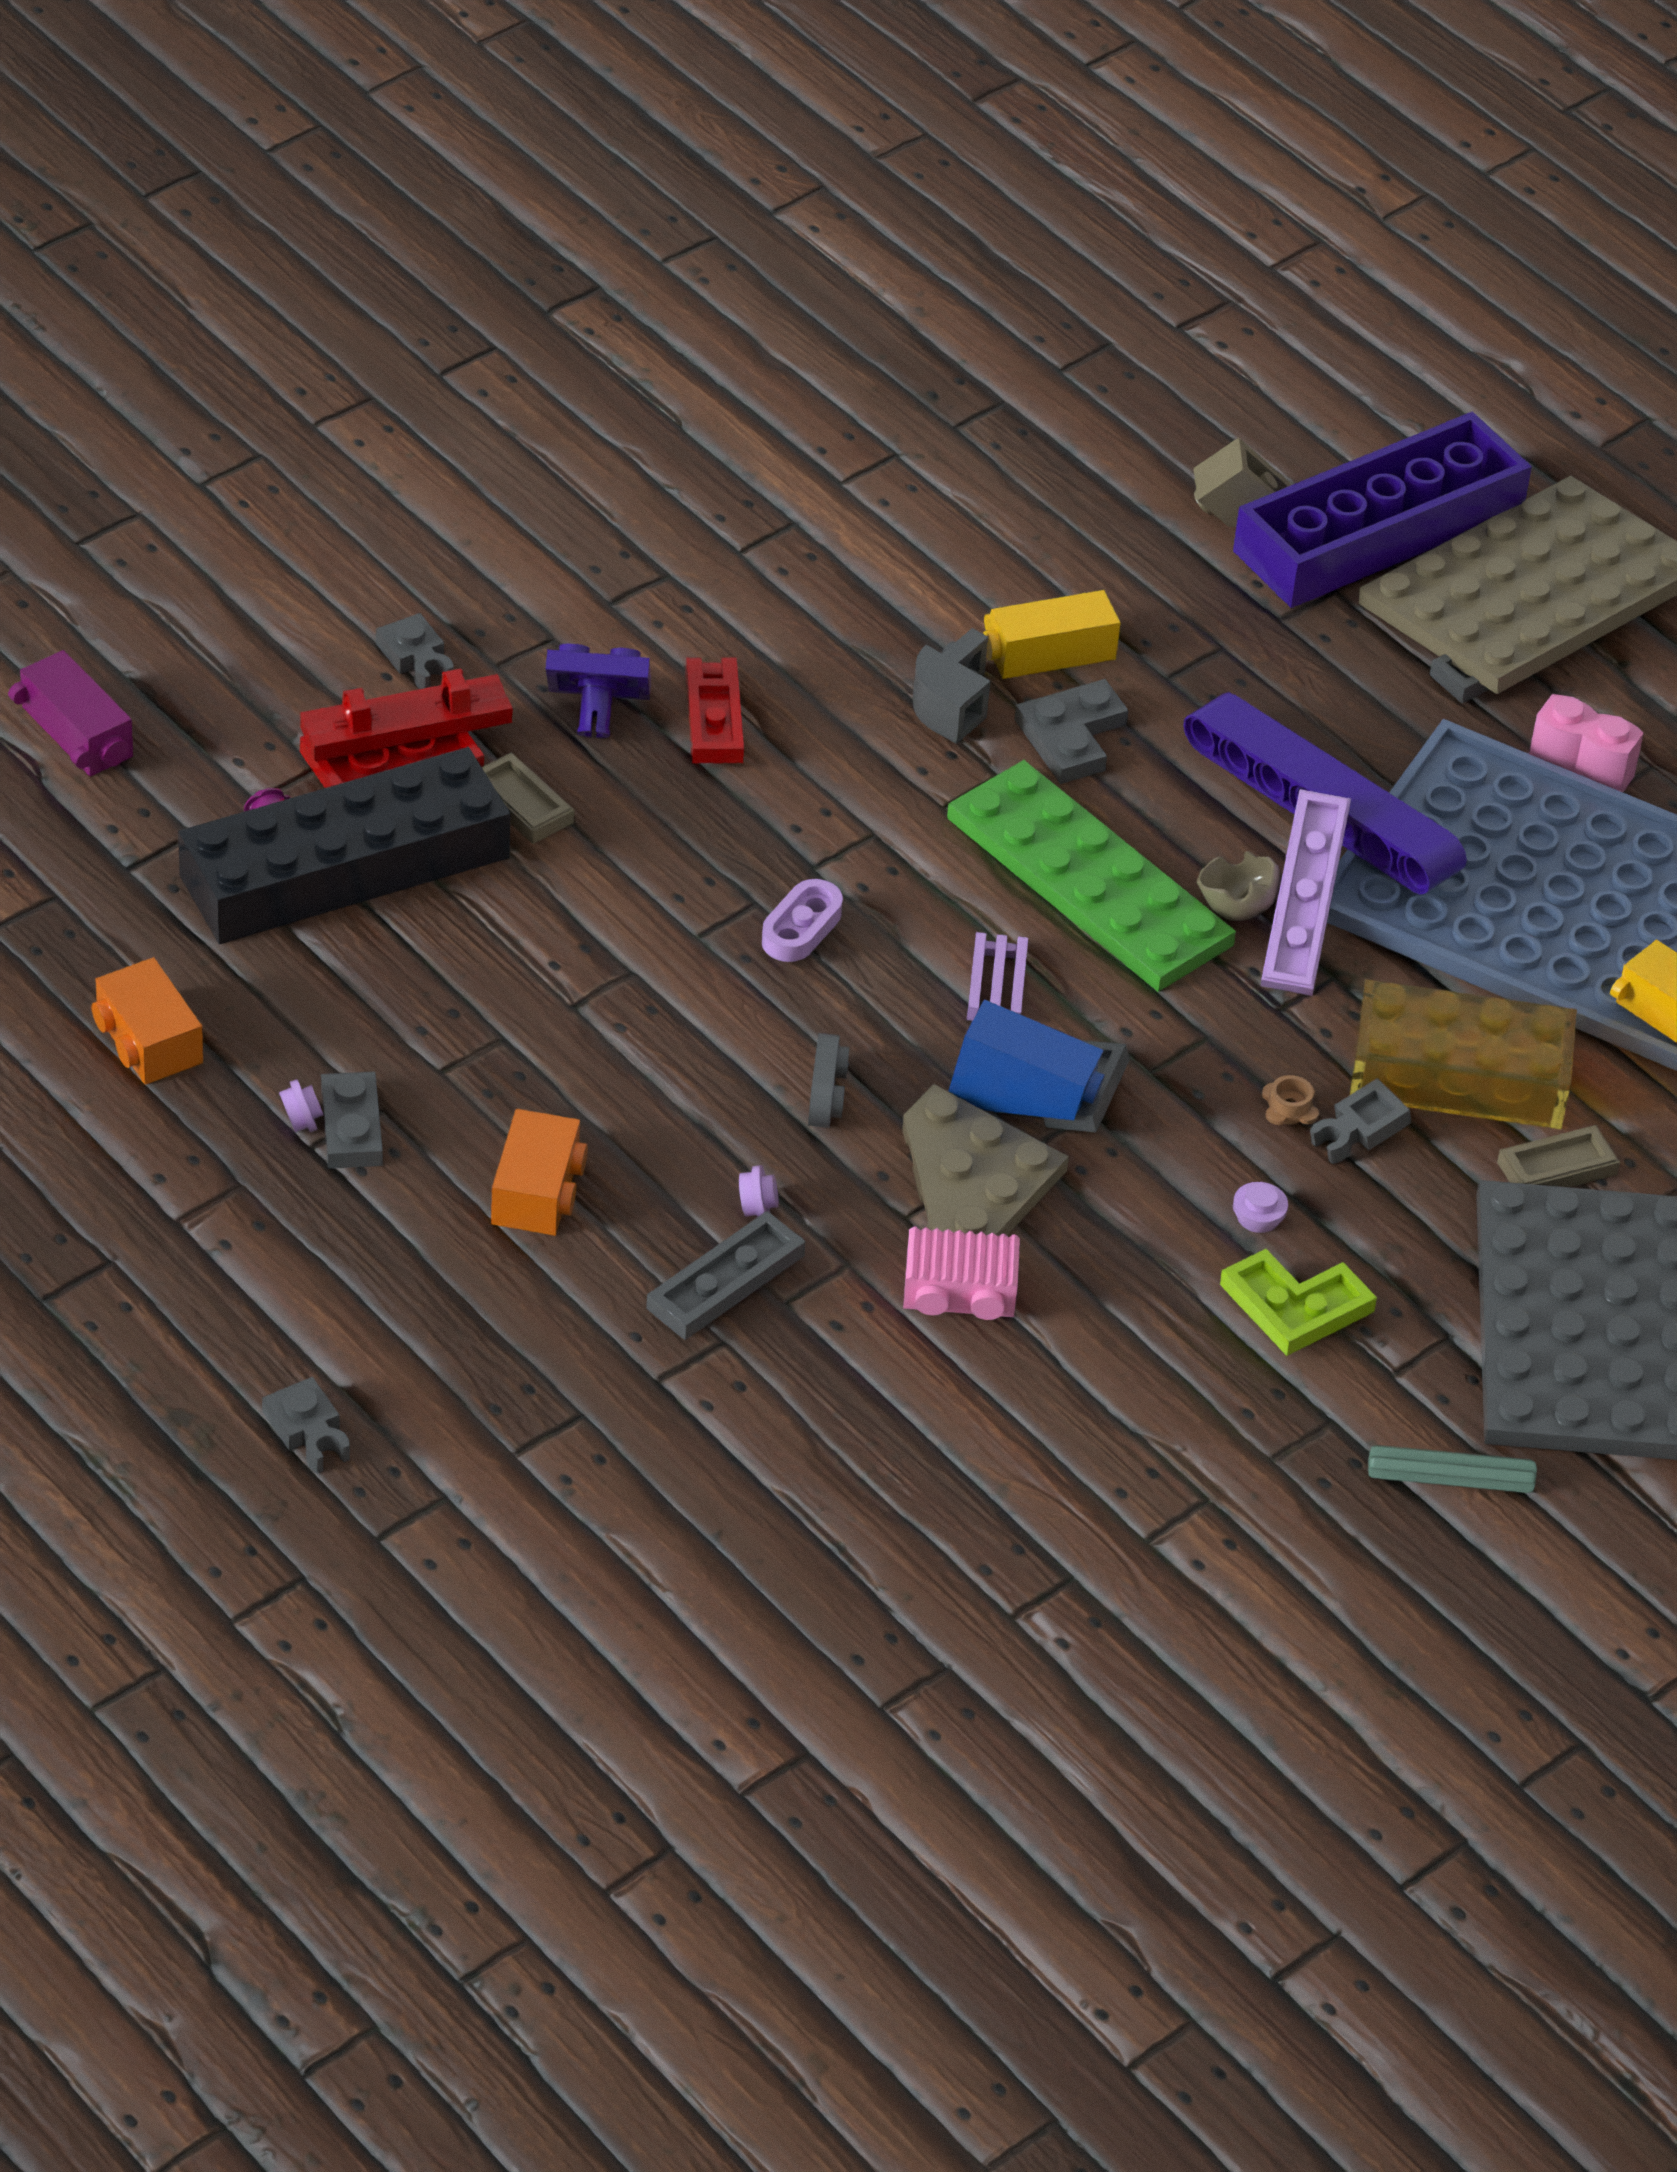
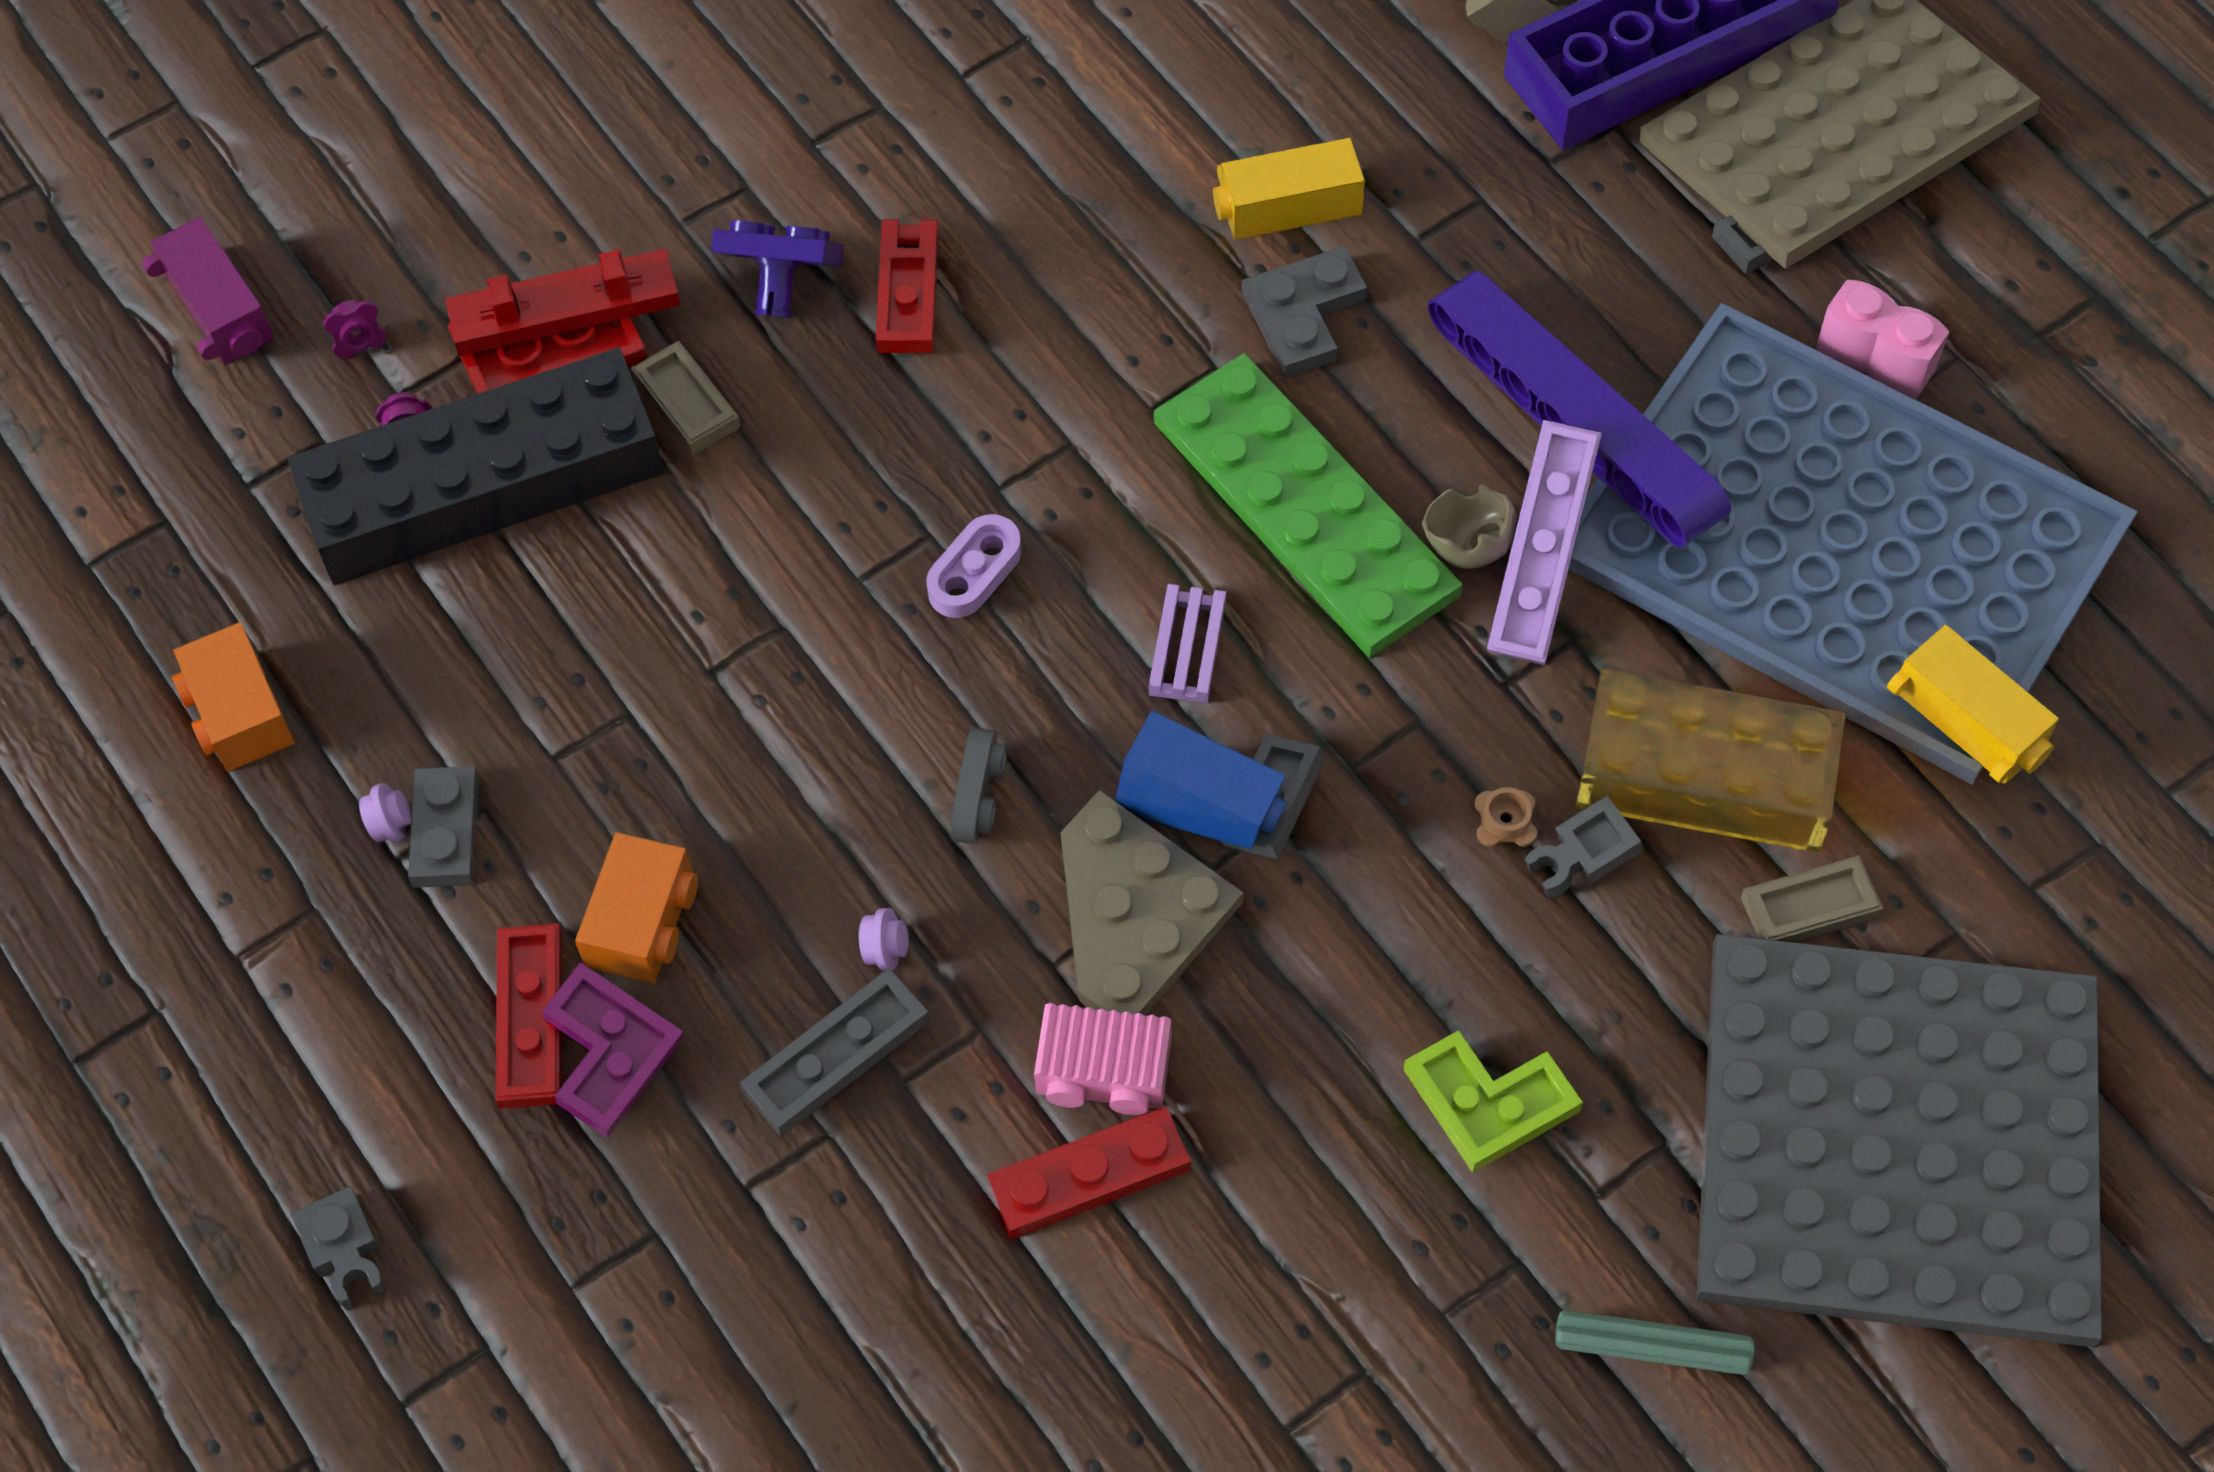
camera: 10 degrees right, 15 degrees up
(205, 733) = (350, 316): none -> magenta plate
(415, 646) = (592, 203): dark grey plate -> none
(449, 1257) = (526, 1044): none -> red tile
(538, 1270) = (624, 1043): none -> magenta plate
(951, 687) = (1166, 257): dark grey brick -> none
(956, 1361) = (1089, 1172): none -> red plate
(1260, 1206) = (1459, 961): lavender plate -> none

